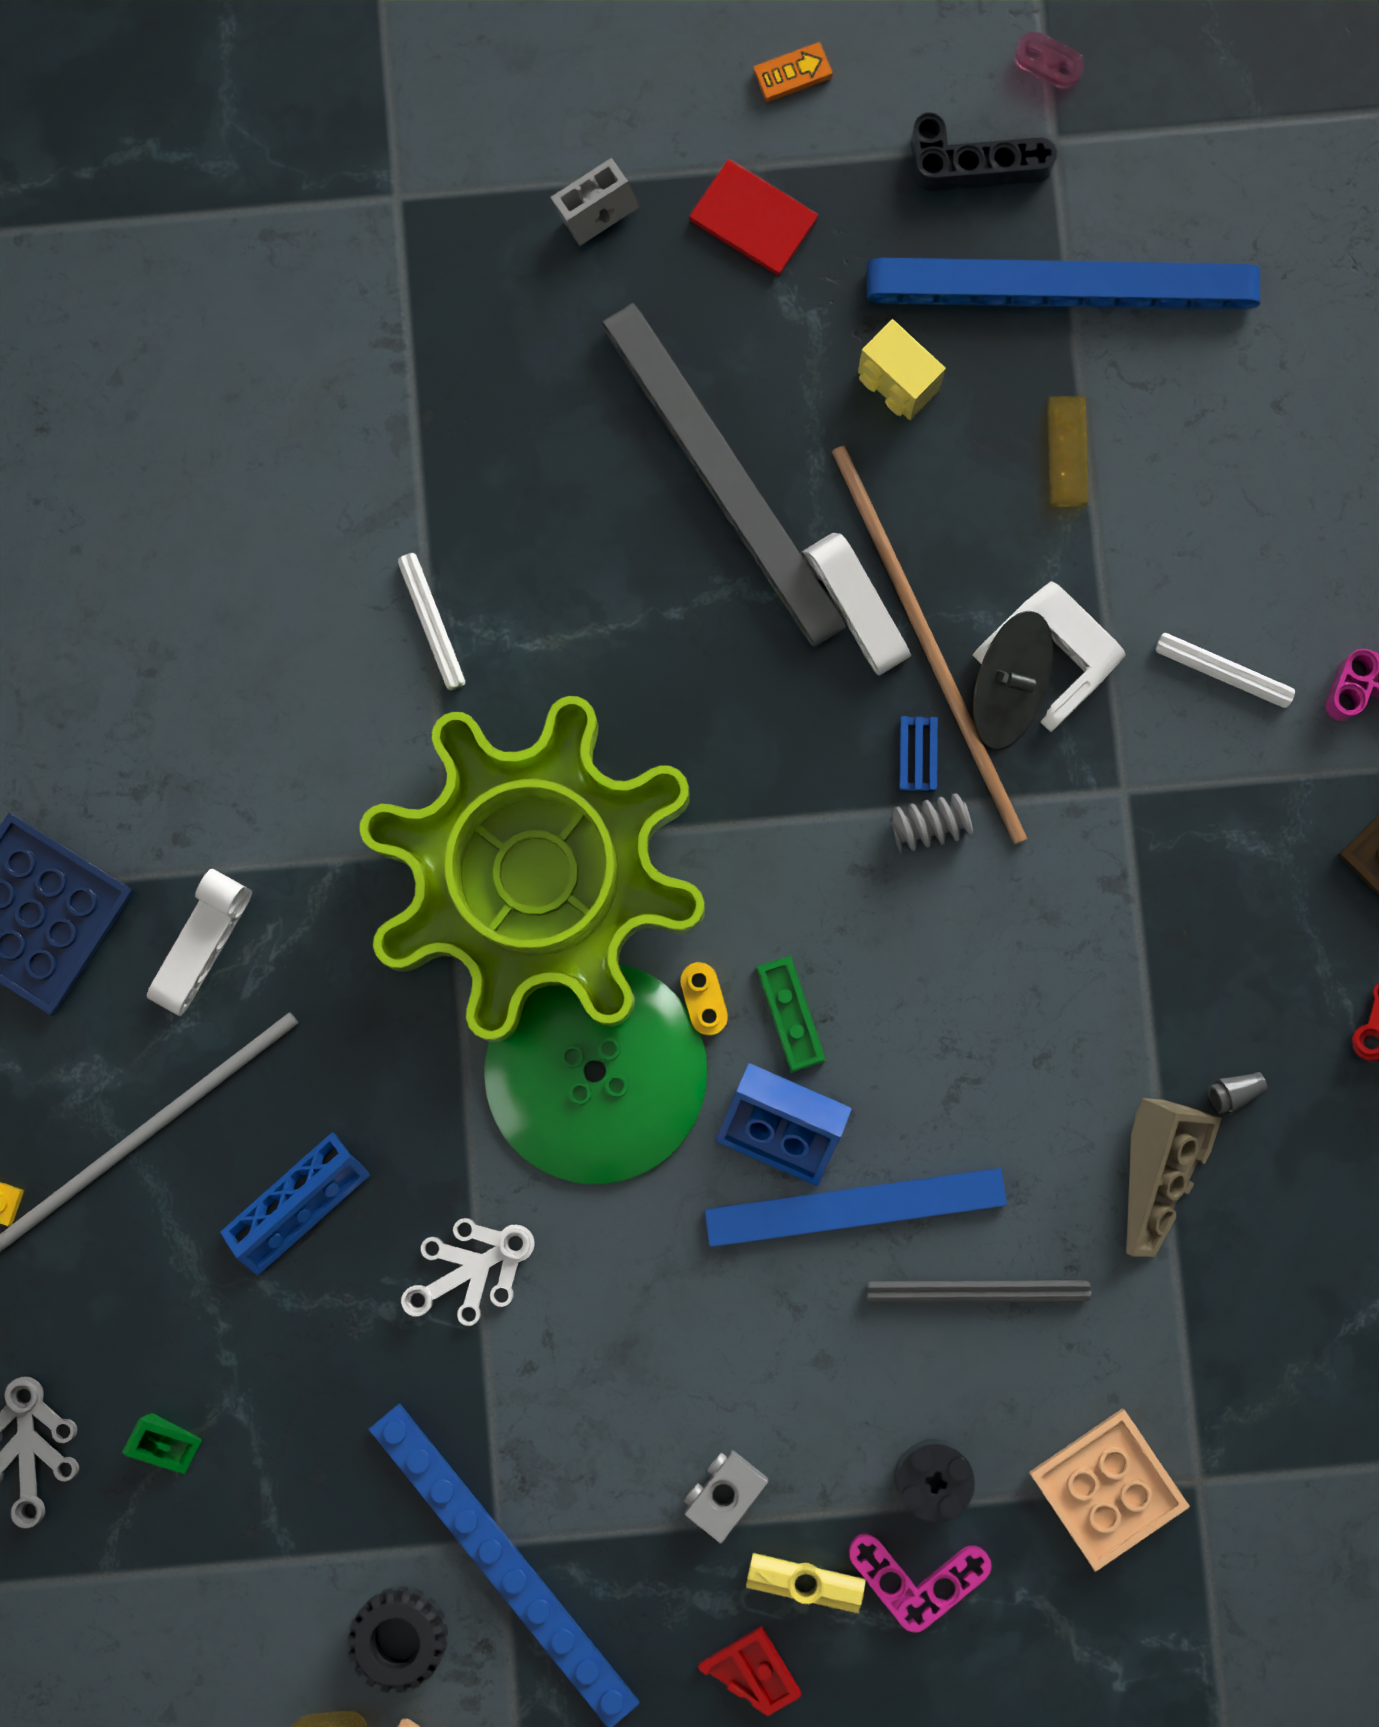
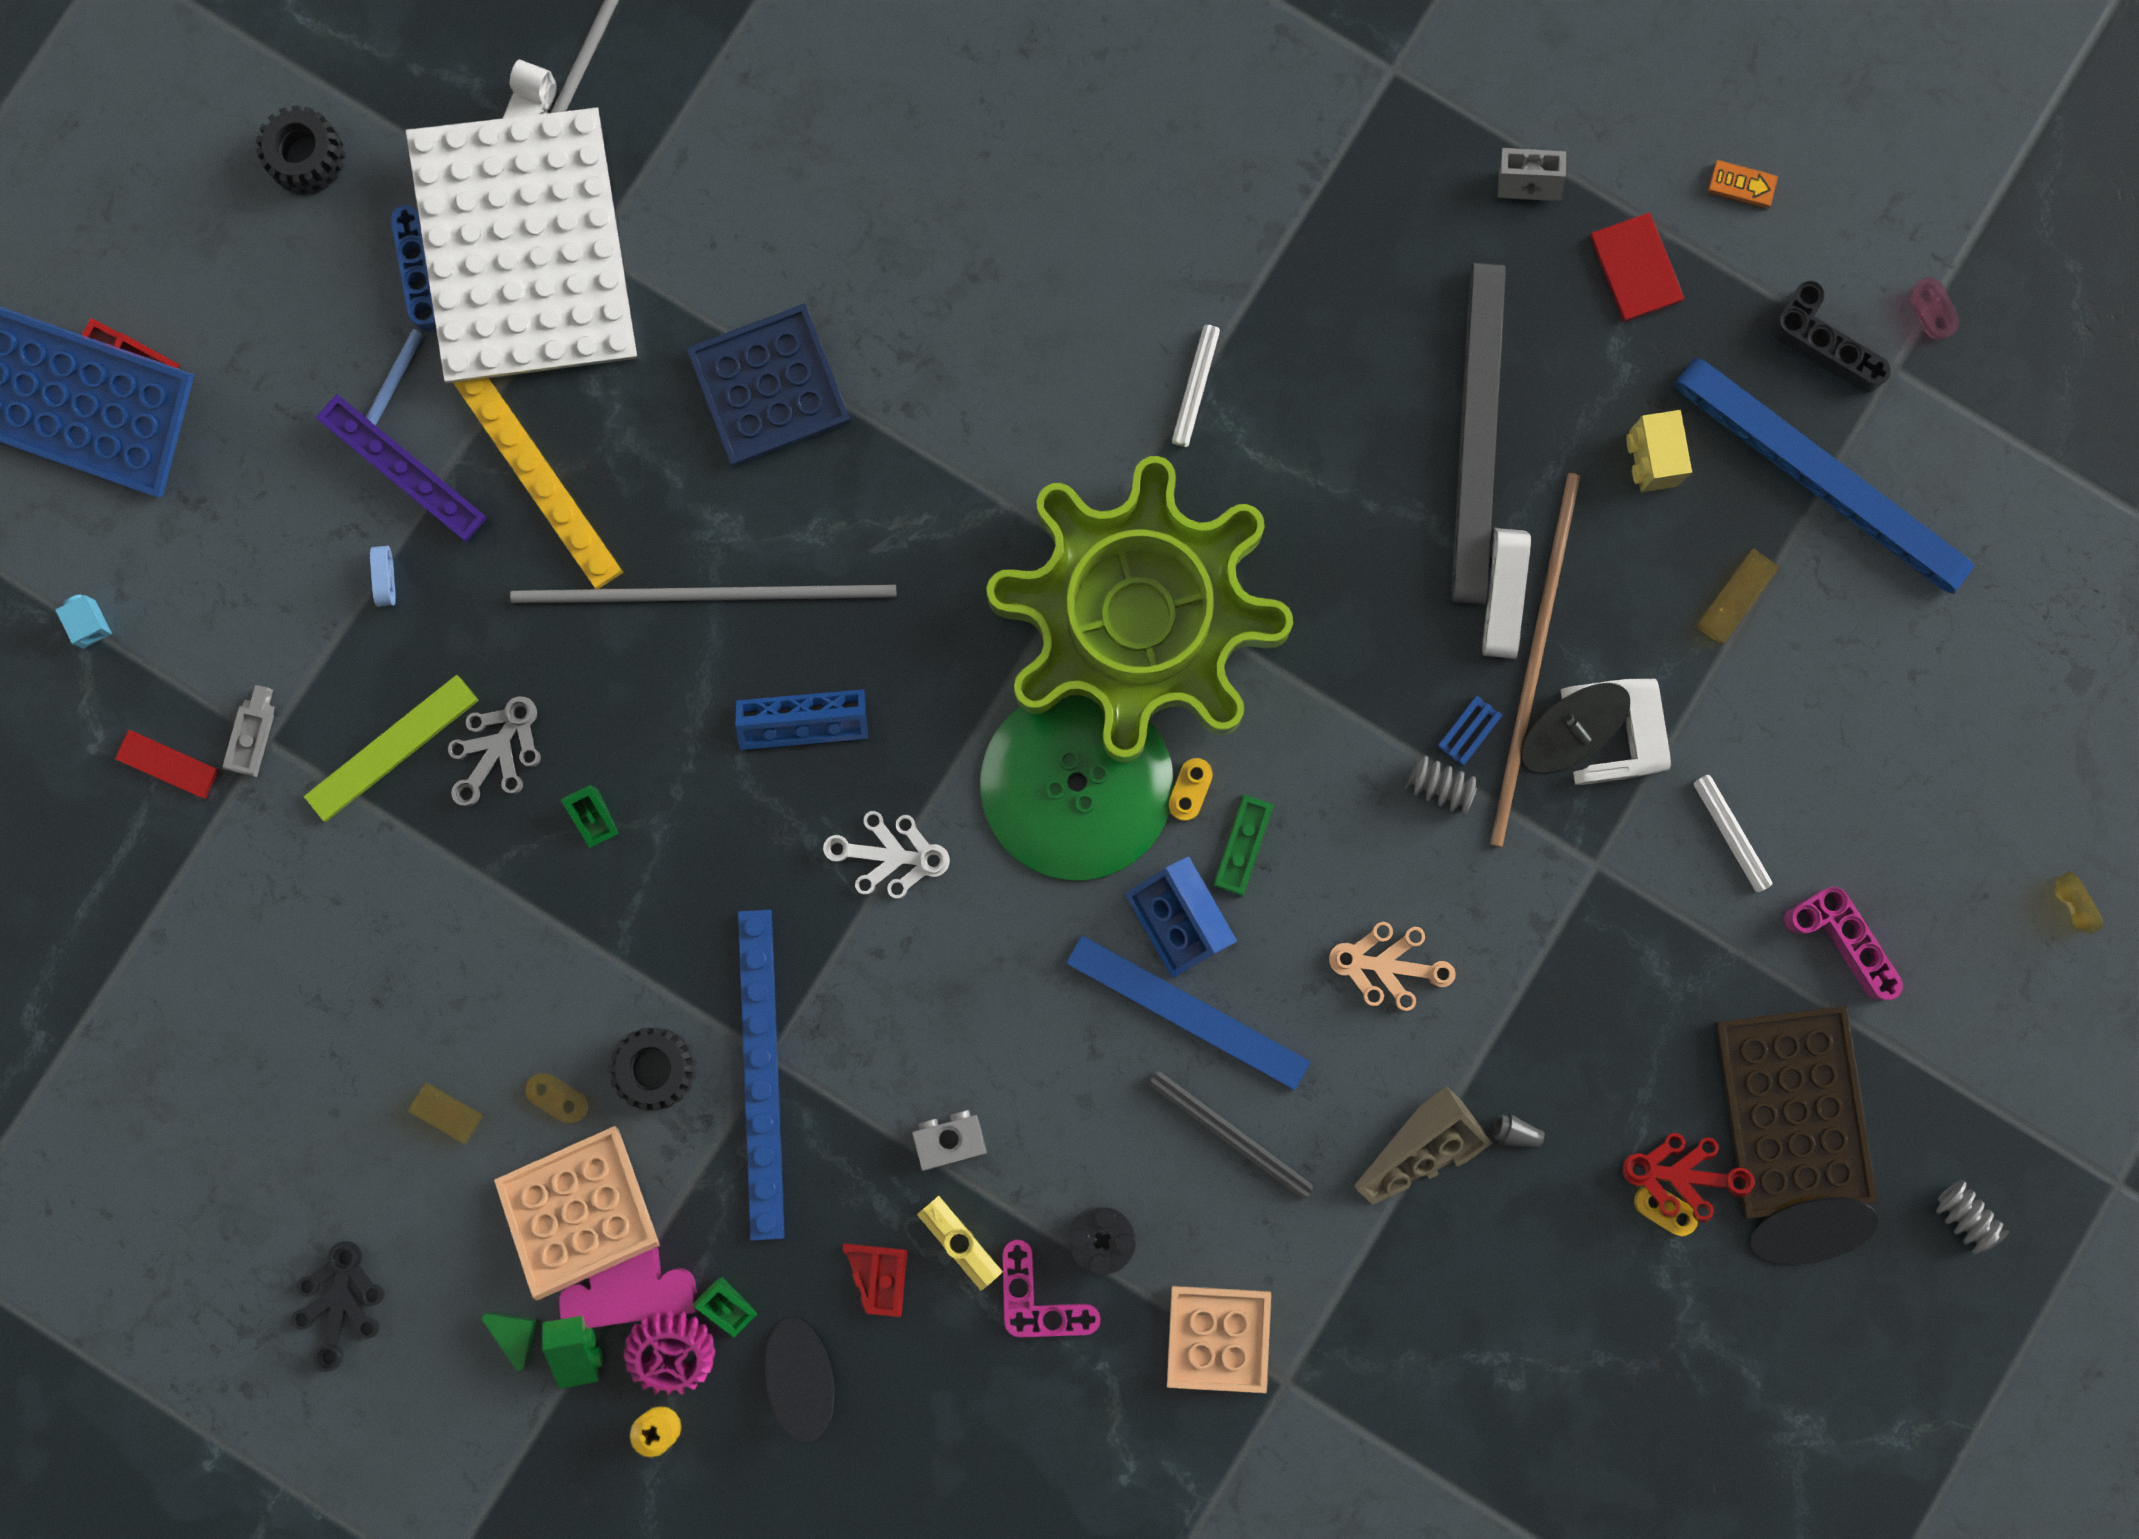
camera: 30 degrees right, 0 degrees up
(199, 942) = (871, 489): white beam -> none
(1003, 1027) = (1386, 965): none -> light nougat plant

